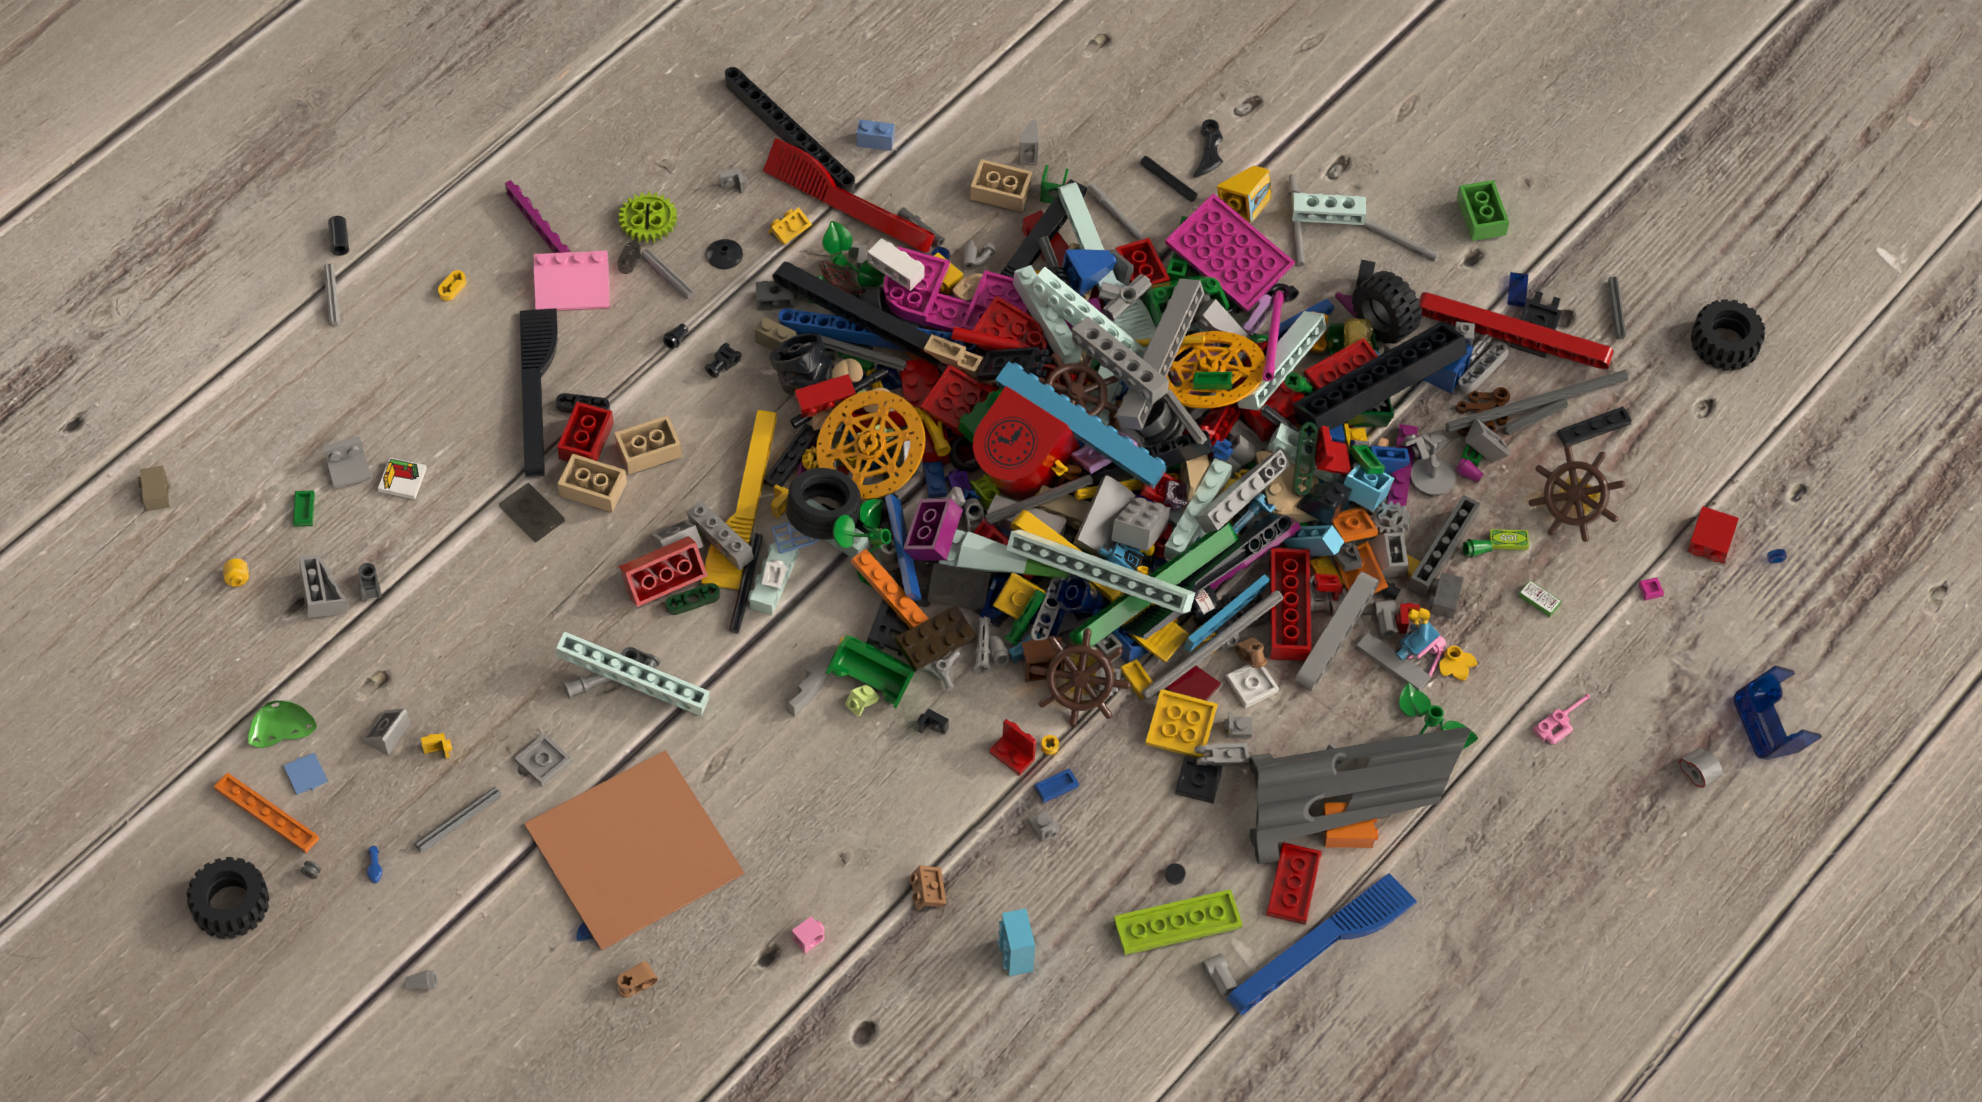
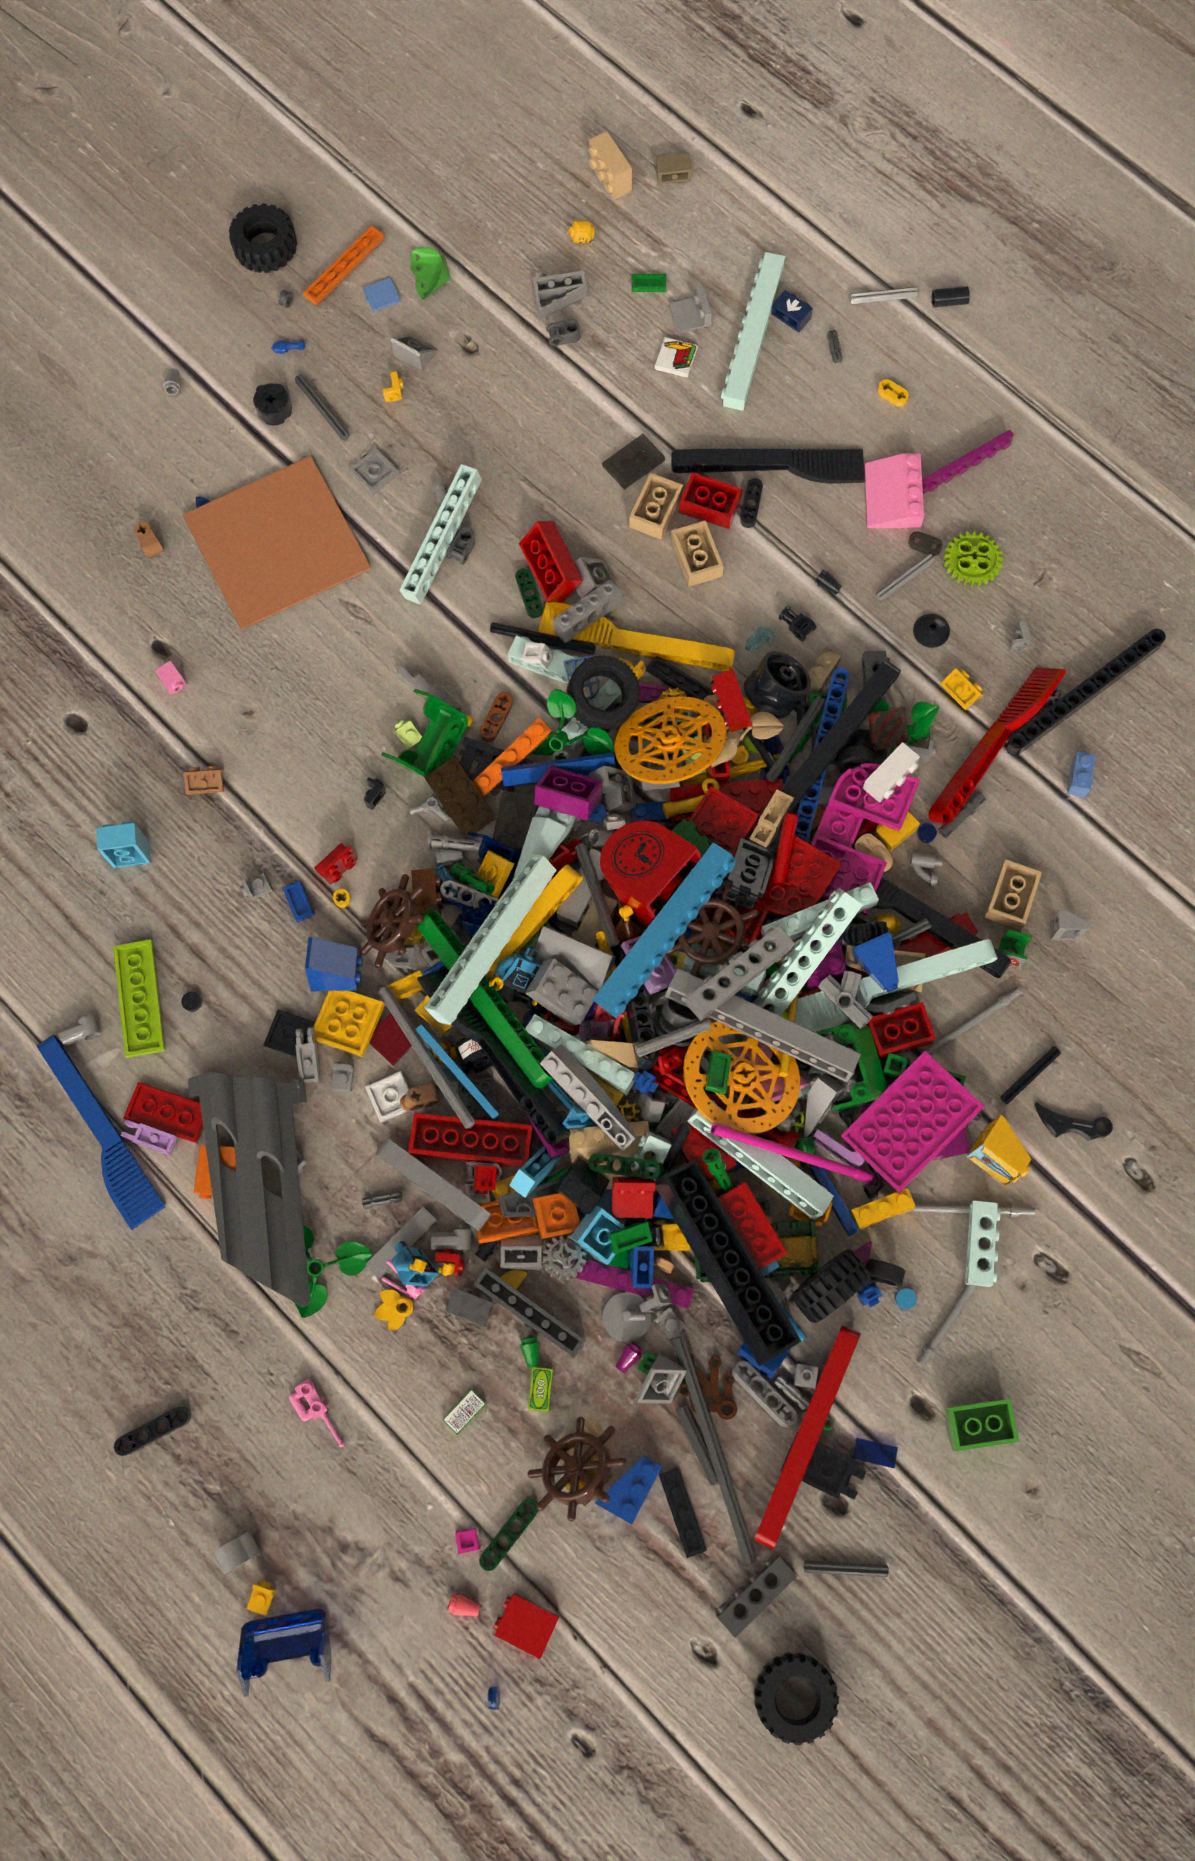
camera: 100 degrees right, 15 degrees up
(151, 543) = (610, 165): none -> tan brick
(350, 372) = (792, 311): none -> dark blue brick
(373, 406) = (754, 330): none -> light aqua brick
(393, 336) = (834, 346): none -> dark grey axle
(457, 866) = (272, 404): none -> black brick
(742, 392) = (758, 637): none -> clear light blue bracket
(853, 619) = (488, 720): none -> dark orange beam
(910, 499) = (617, 789): none -> light grey brick
(1129, 737) = (332, 966): none -> blue slope
(1312, 285) = (883, 1208): none -> yellow arch
(1323, 892) = (151, 1138): none -> lavender hinge
(1355, 682) = (382, 1199): none -> dark grey axle
(1383, 265) = (905, 1298): none -> dark azure tile
(1582, 452) = (631, 1490): none -> blue wedge
(1602, 859) = (151, 1428): none -> black beam
(1641, 552) = (511, 1536): none -> dark green beam
(1652, 368) = (736, 1624): none -> dark grey brick
(1707, 587) = (463, 1606): none -> coral cone
(1734, 748) = (261, 1598): none -> yellow bracket

